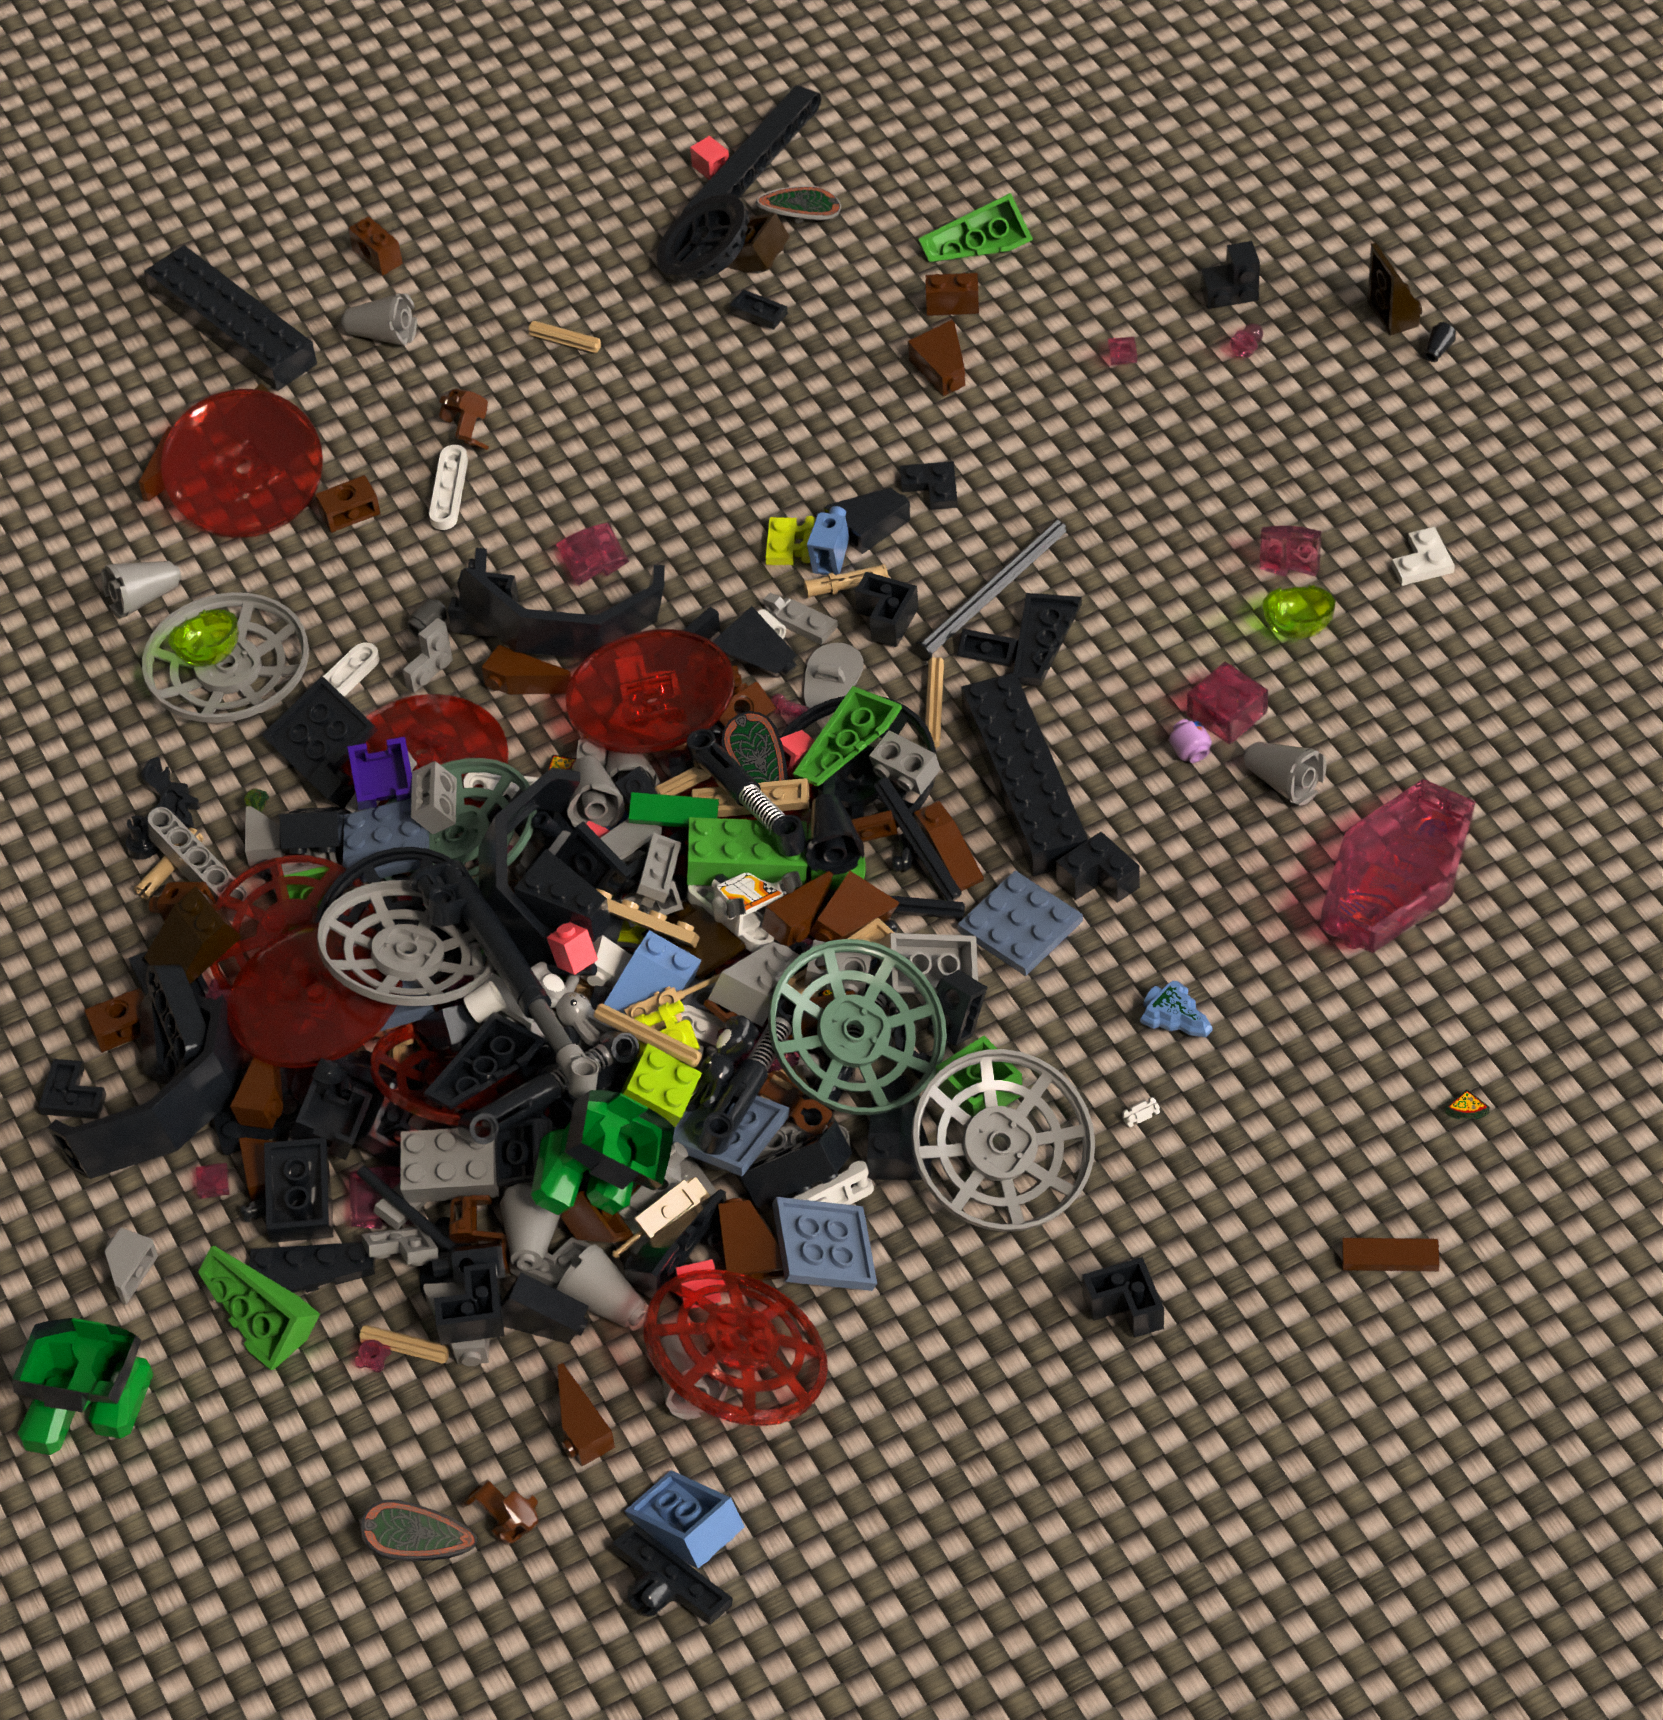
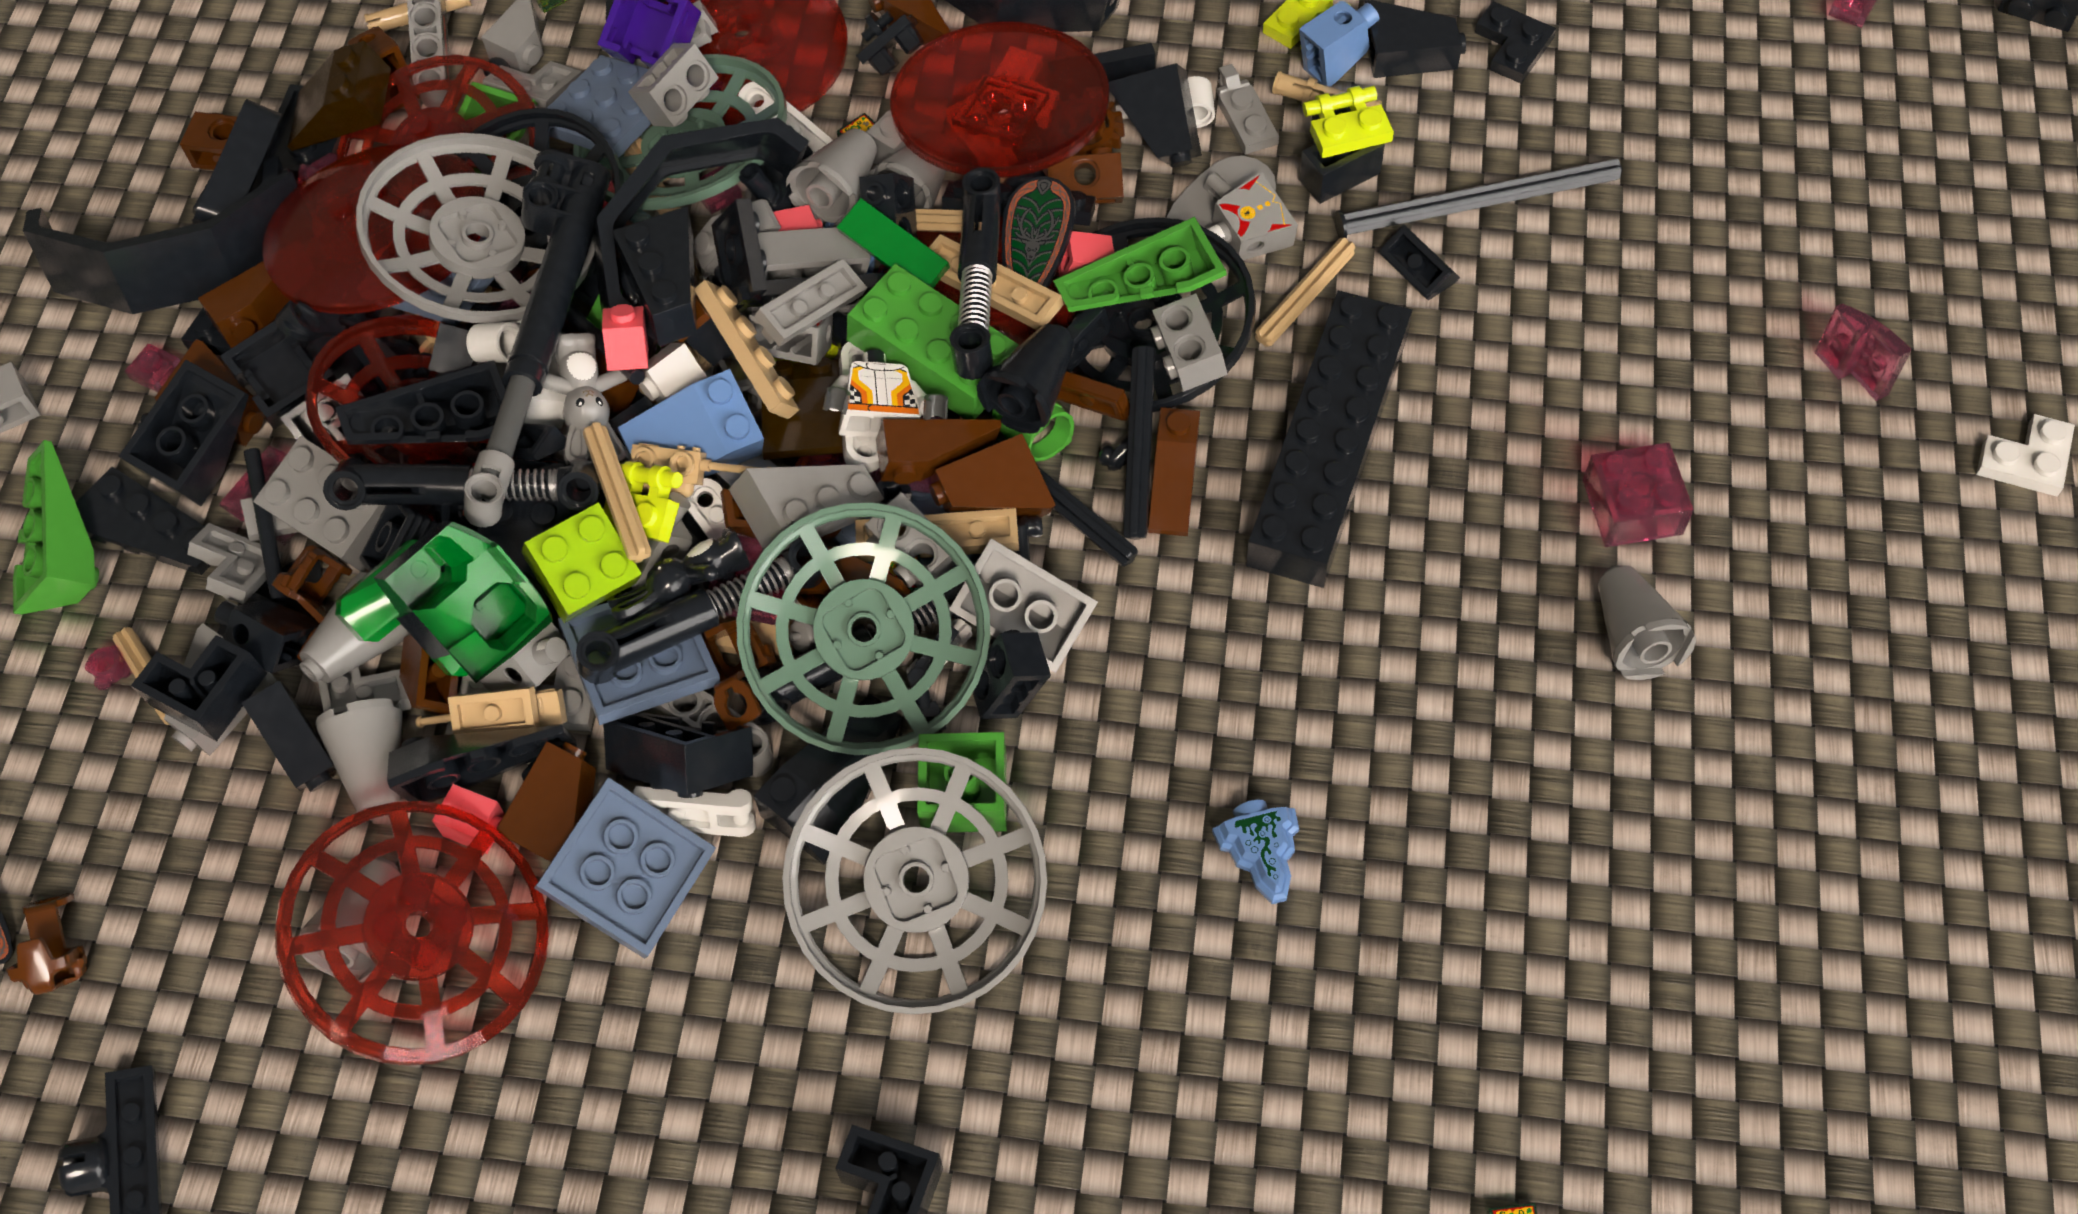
camera: 35 degrees right, 10 degrees up
(64, 1095) = (113, 189): black plate -> none
(312, 828) = (553, 48): black slope -> none
(538, 688) = (901, 31): none -> black hips
(583, 1427) = (214, 895): reddish brown slope -> none
(687, 1517) = (205, 1100): medium blue slope -> none
(787, 707) = (1138, 197): clear pink arm -> none
(869, 672) = (1254, 219): none -> light grey torso
(890, 589) = (1349, 130): none -> neon yellow plate
(1020, 923) = (1182, 614): sand blue plate -> none
(1042, 632) = (1490, 282): black wing -> none
(1098, 864) = (1317, 598): black brick -> none
(1140, 1112) = (1118, 948): white piece -> none
(1190, 740) = (1555, 515): lavender head -> none
(1245, 342) = (2011, 71): clear pink plate -> none
(1299, 611) = (1813, 432): clear neon green cylinder -> none
(1397, 866) = (1676, 840): clear pink container -> none

